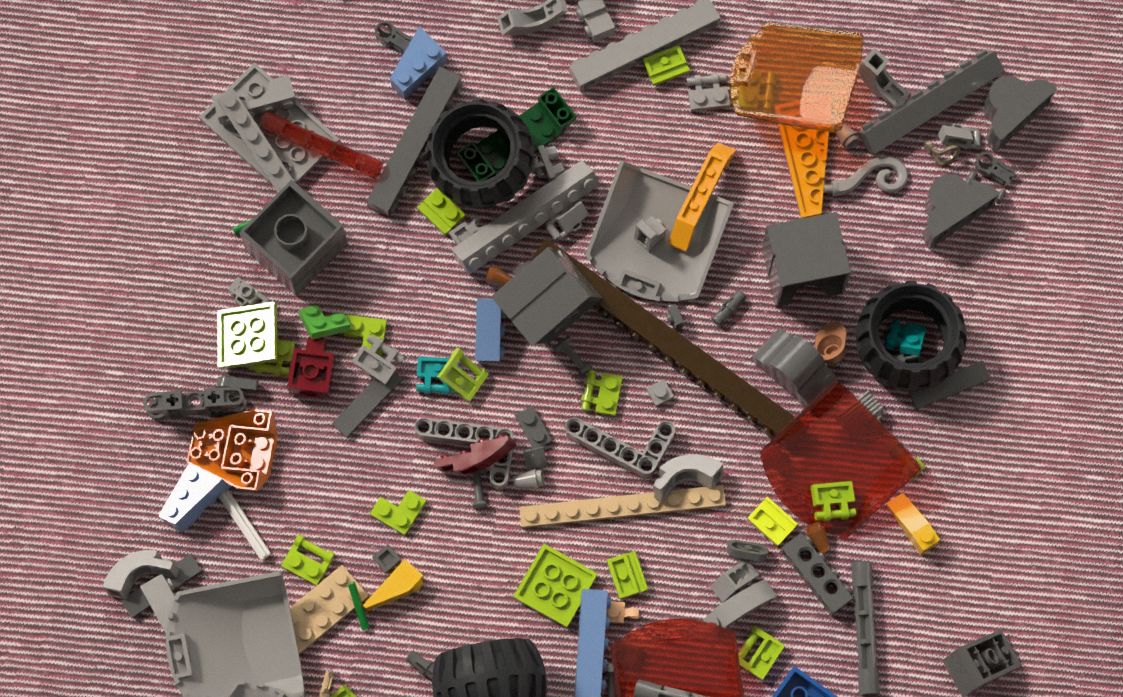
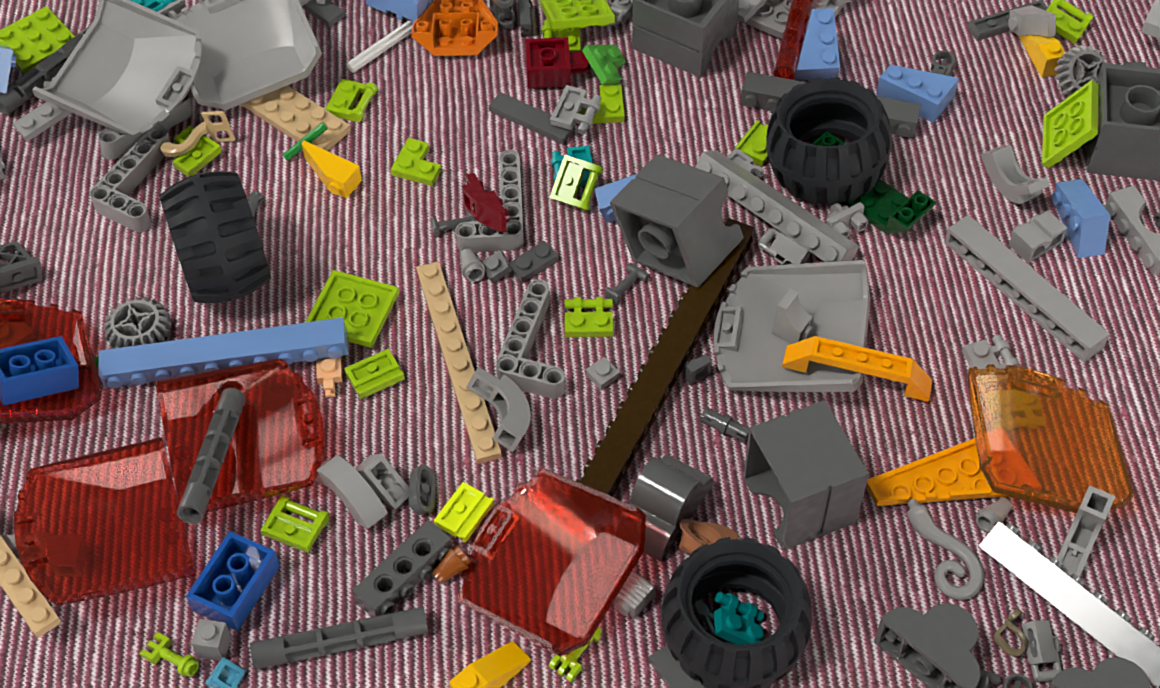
camera: 80 degrees right, 20 degrees down
(351, 130) = (820, 48): none -> medium blue wedge
(386, 558) = (362, 157): dark grey plate -> none
(666, 65) = (1008, 312): lime plate -> none
(831, 494) = (508, 567): lime plate -> none

